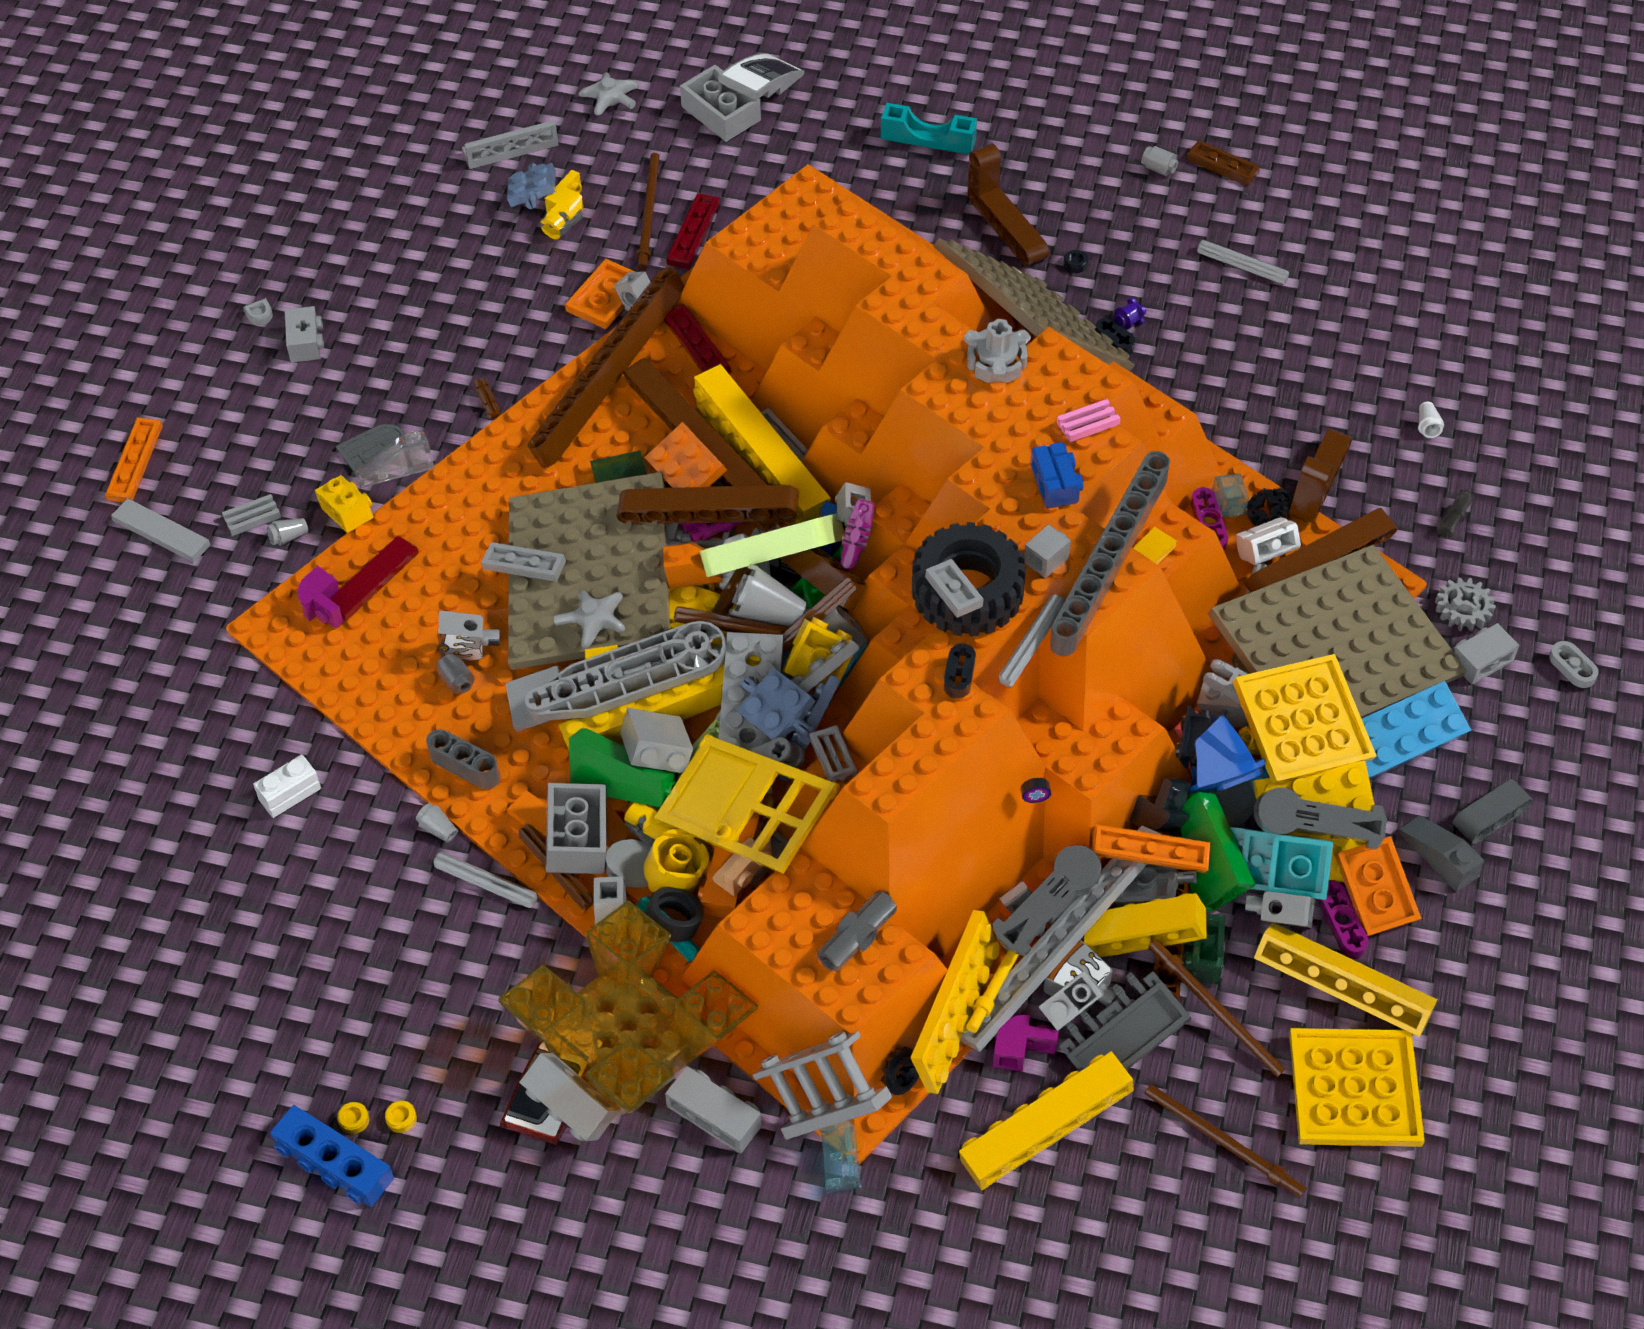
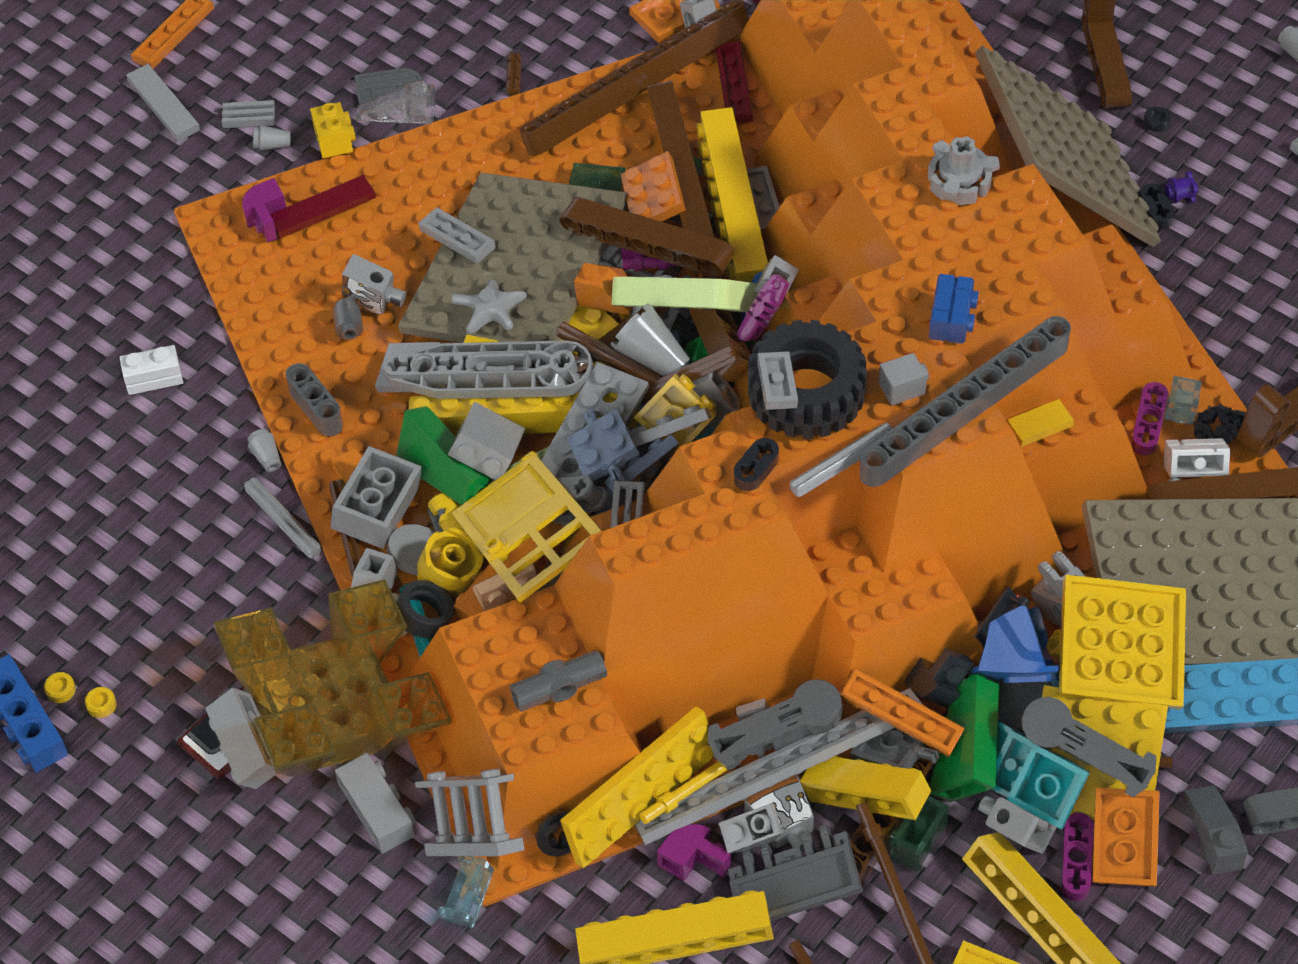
camera: 25 degrees right, 0 degrees up
(1035, 790) = (799, 611): tile -> none
(1085, 417) = (1018, 264): bright pink tile -> none

